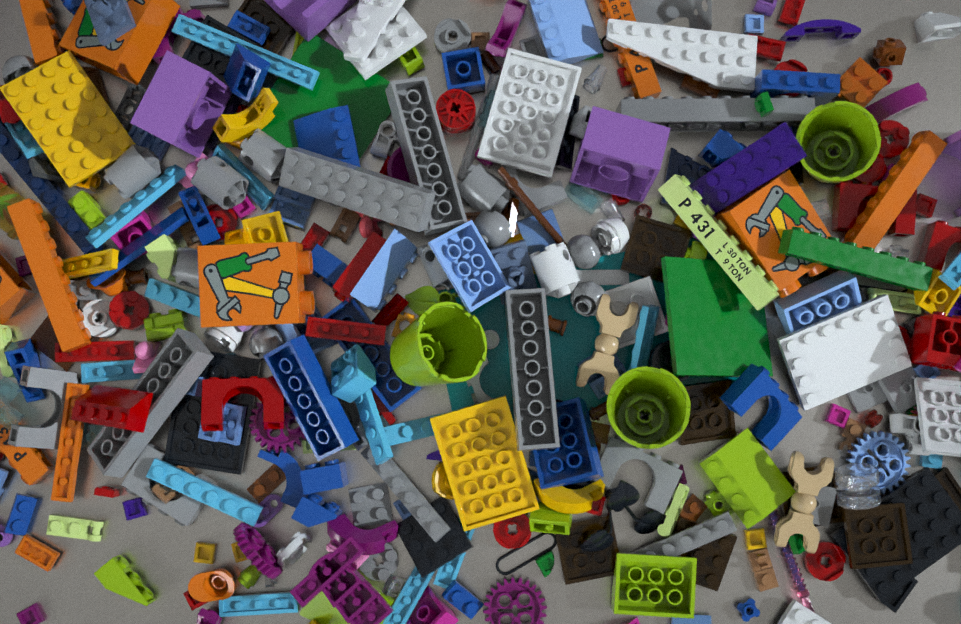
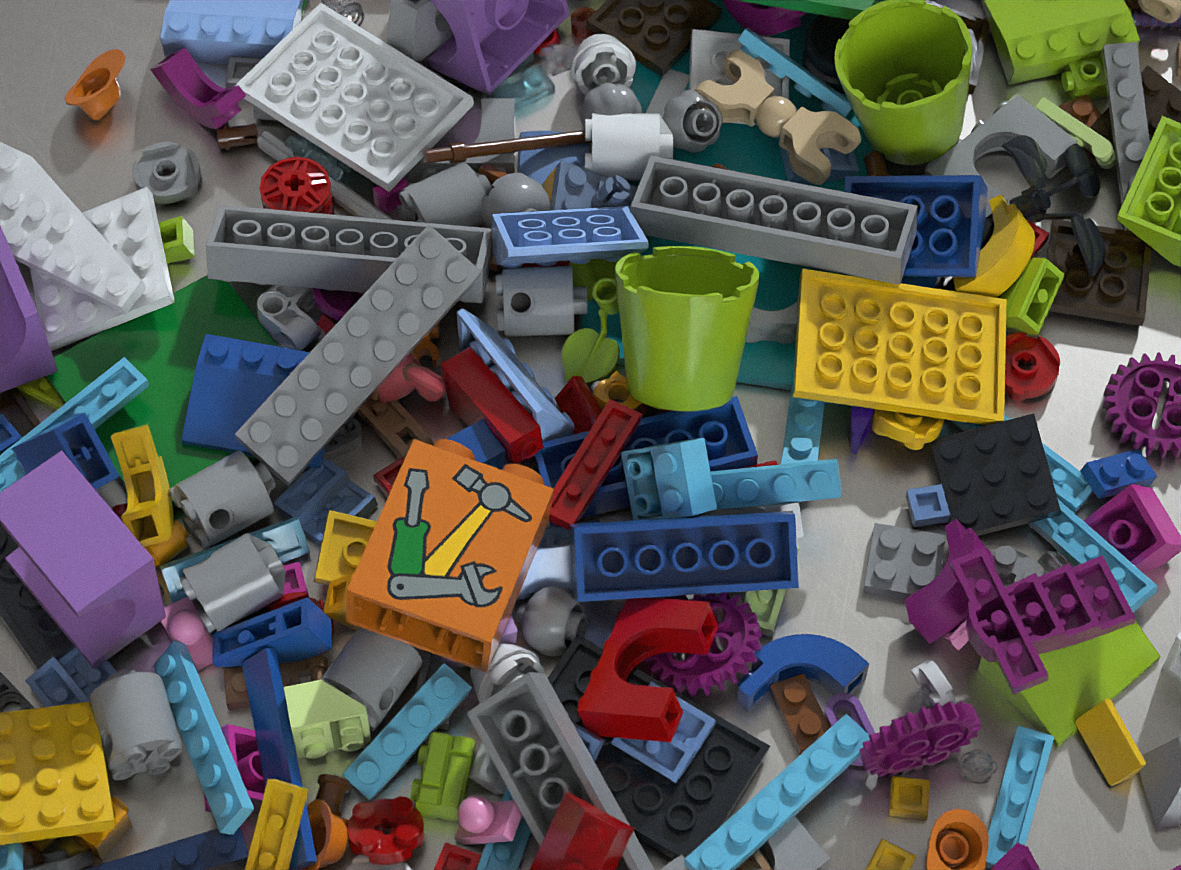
camera: 70 degrees left, 25 degrees down
(88, 209) = (167, 825): lime brick -> none
(249, 576) = (957, 790): lime cone -> none
(314, 510) = (883, 633): blue slope -> none
(324, 477) = (828, 595): blue brick -> none
(409, 496) = (902, 489): light grey plate -> none
(464, 70) = (232, 168): blue brick -> none
(480, 40) = (198, 139): medium nougat tile -> none
(530, 560) = (1086, 362): black piece -> none
(546, 563) = (1098, 341): green tile -> none
(755, 538) = (1158, 54): yellow tile -> none

